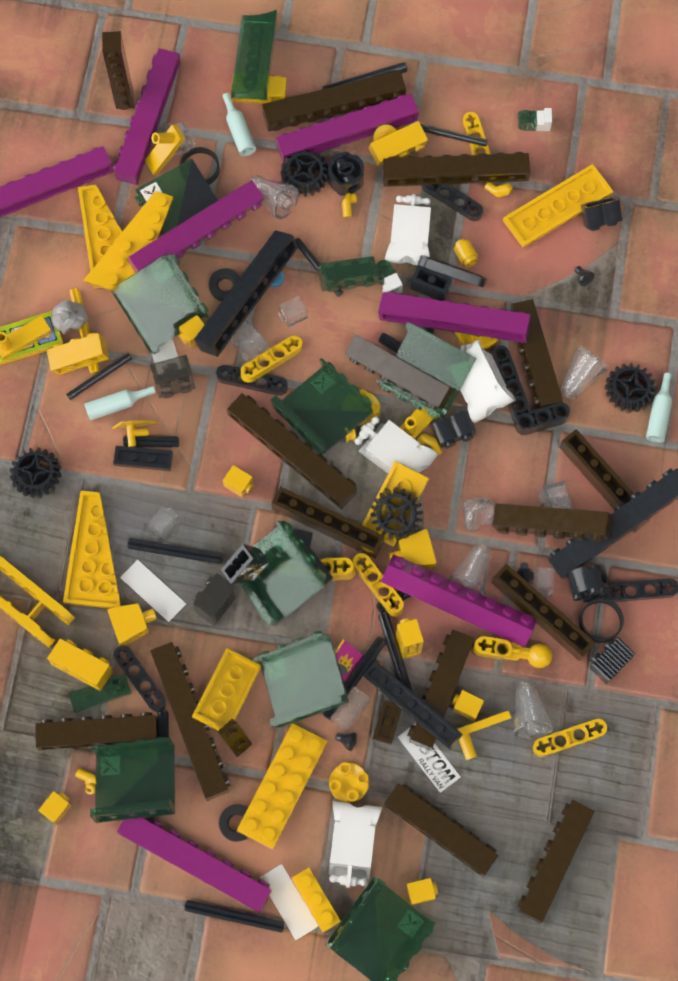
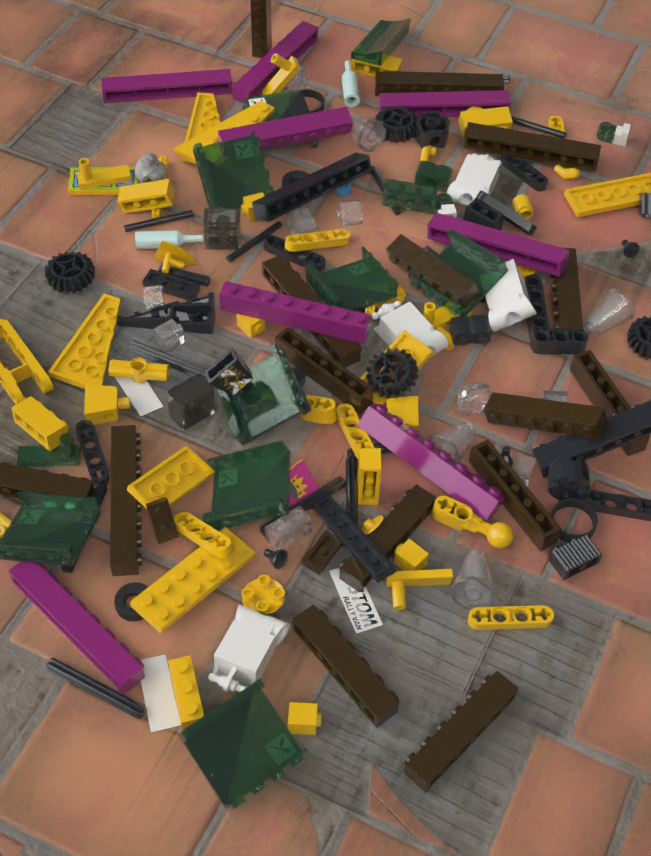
camera: 15 degrees right, 20 degrees down
(133, 482) = (153, 296): none -> clear brick
(137, 576) = (139, 370): none -> yellow piece
(175, 492) = (192, 315): none -> black wedge
(205, 377) = (254, 241): none -> black bar
(277, 738) = (205, 532): none -> yellow beam
(282, 468) = (295, 312): none -> magenta brick
(364, 236) = (434, 175): none -> clear green brick
(423, 683) = (371, 525): none -> yellow piece

